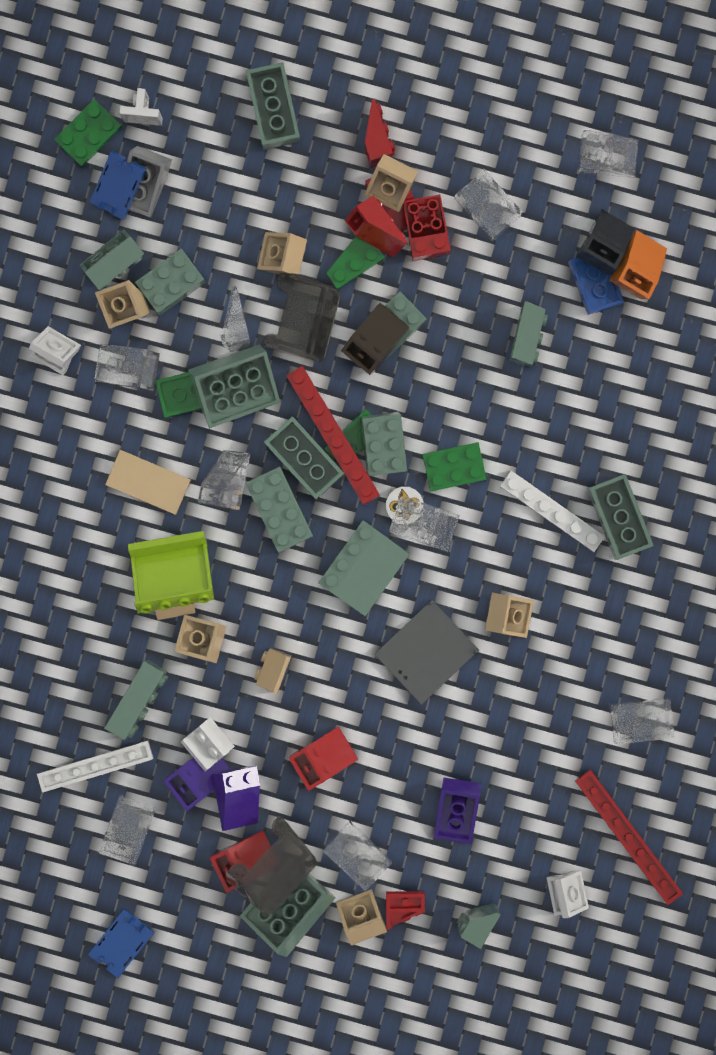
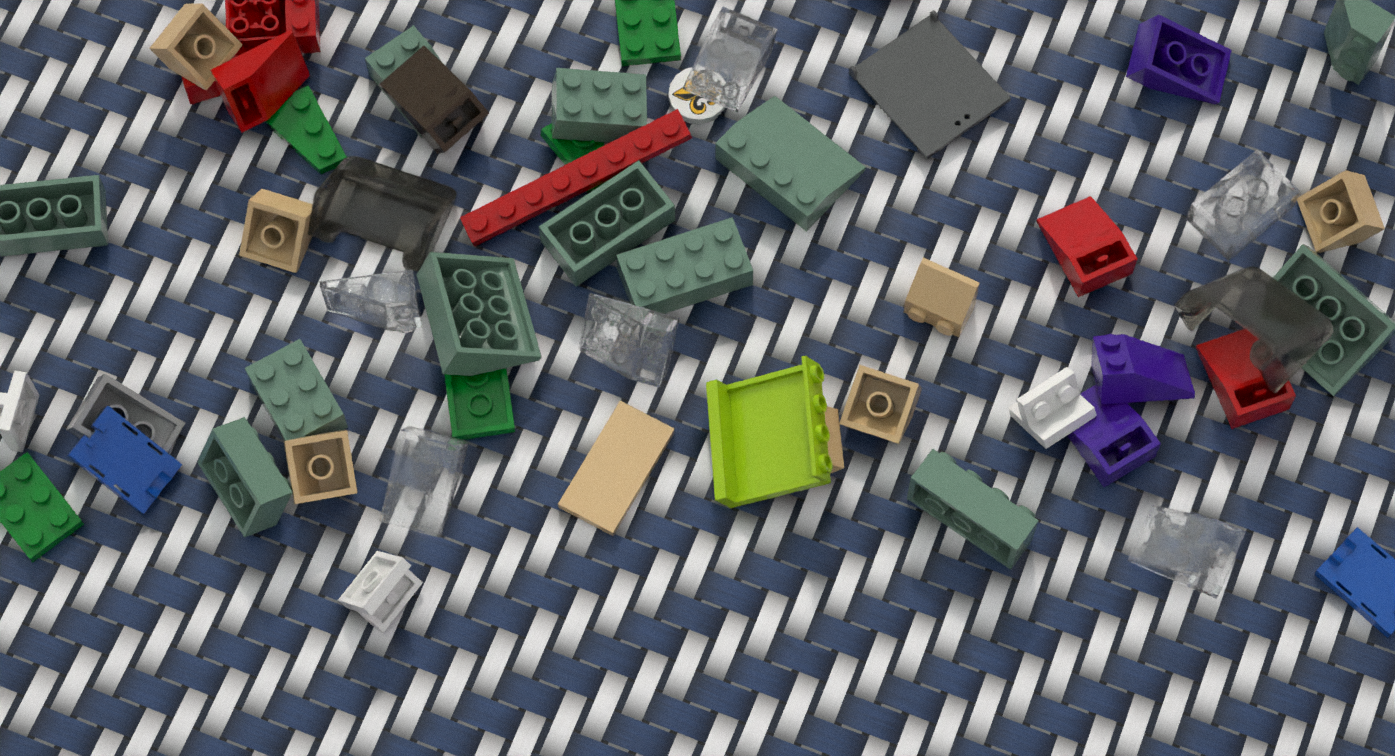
camera: 85 degrees left, 20 degrees down
(95, 766) = (1077, 593): white plate -> none
(377, 136) = (119, 71): red slope -> none
(403, 906) = (1323, 150): red wing -> none

